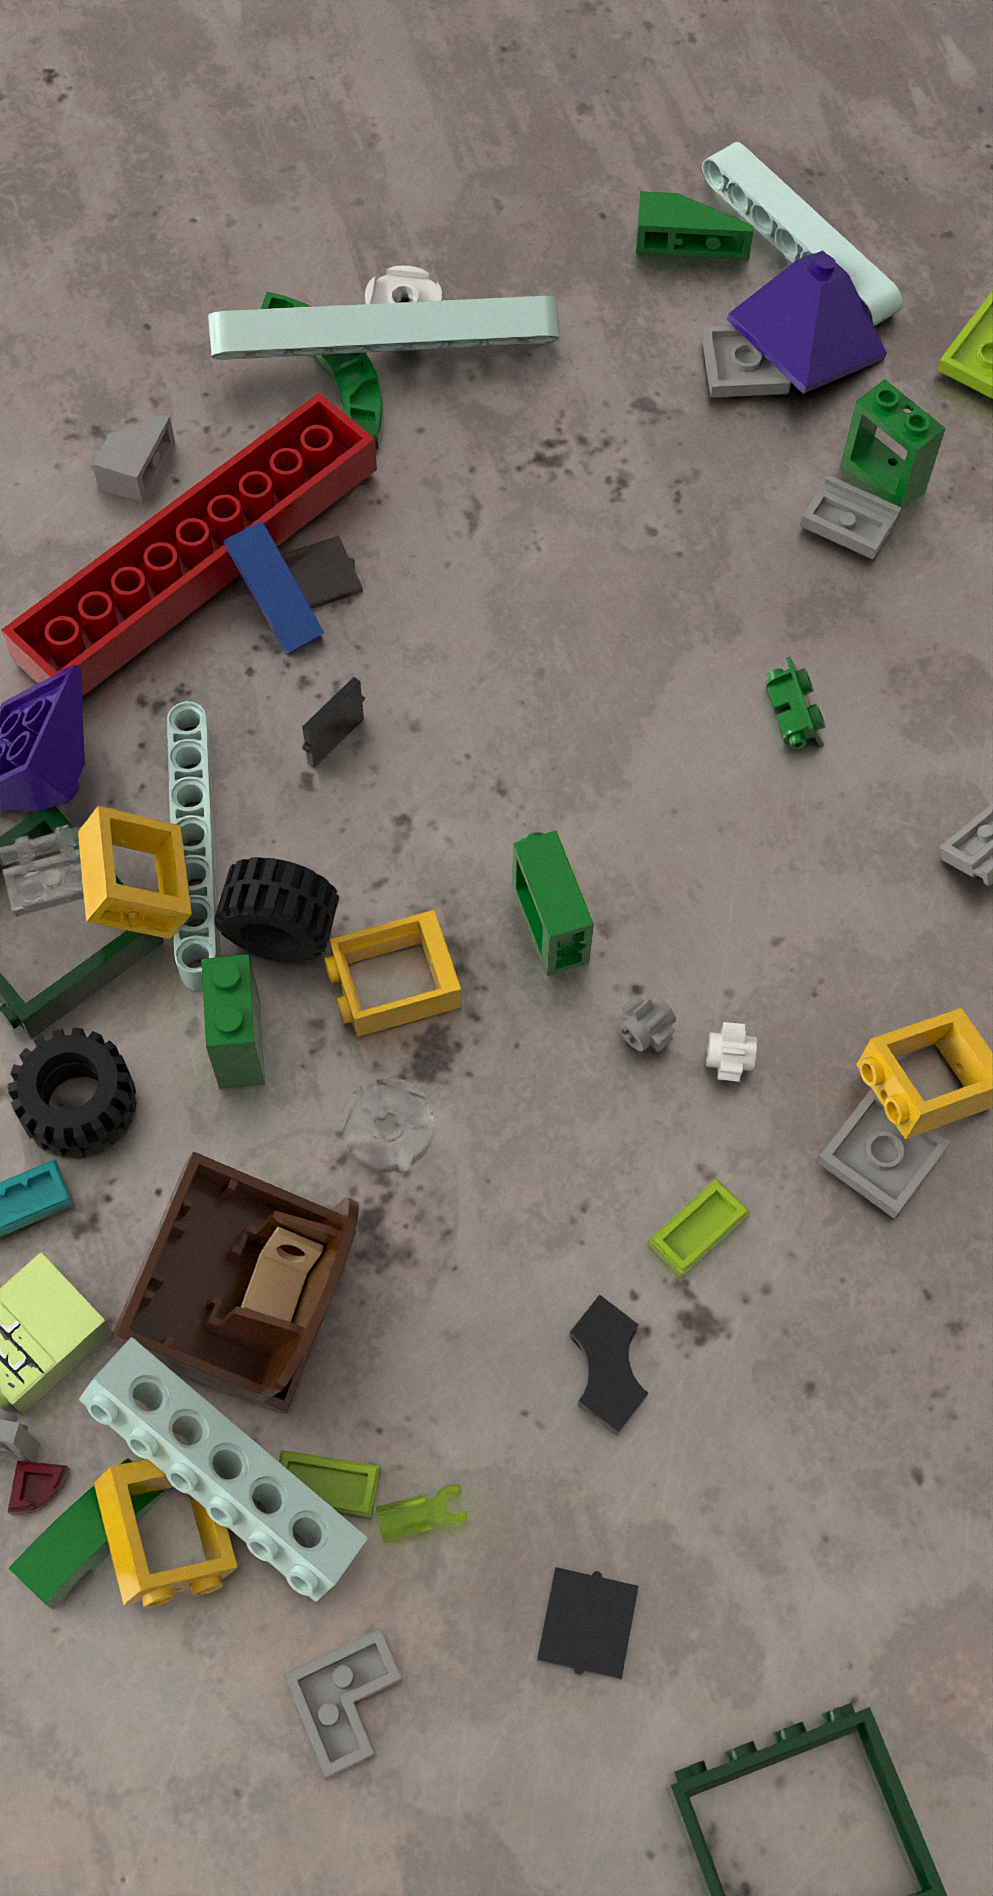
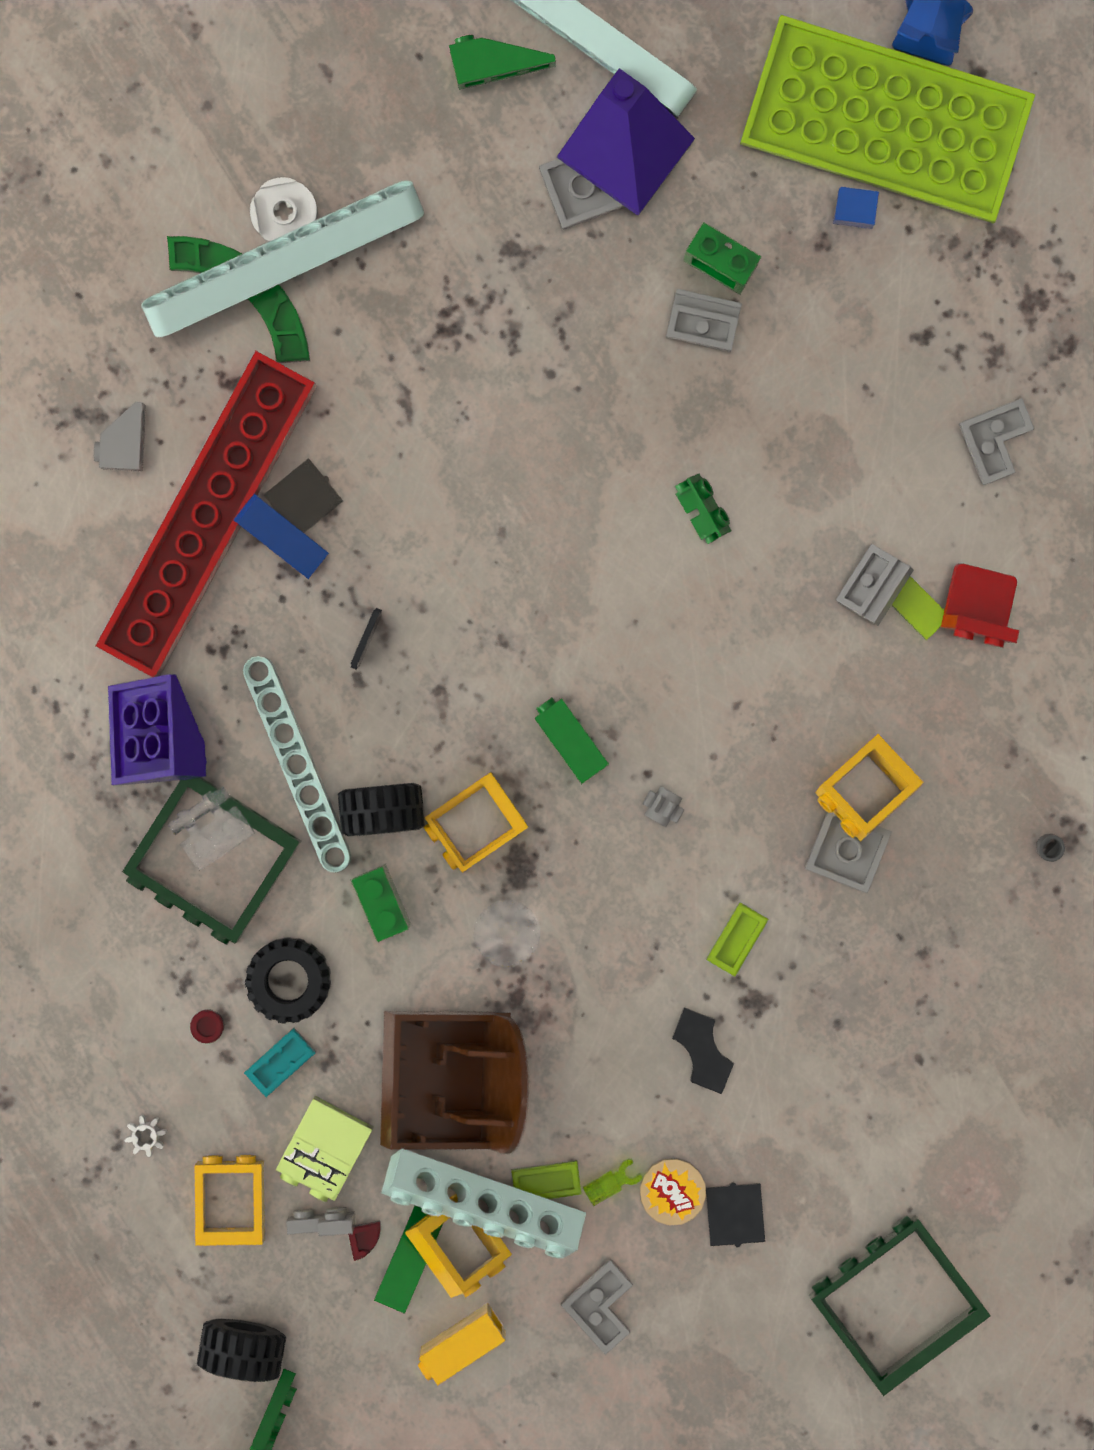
camera: 15 degrees left, 25 degrees up
(110, 1683) = (461, 1344): none -> yellow brick
(112, 903) = (252, 830): yellow window -> none
(280, 1276) = (479, 1082): tan bracket -> none
(505, 1556) = (672, 1191): none -> tile
(731, 1051) = (726, 810): white gear -> none

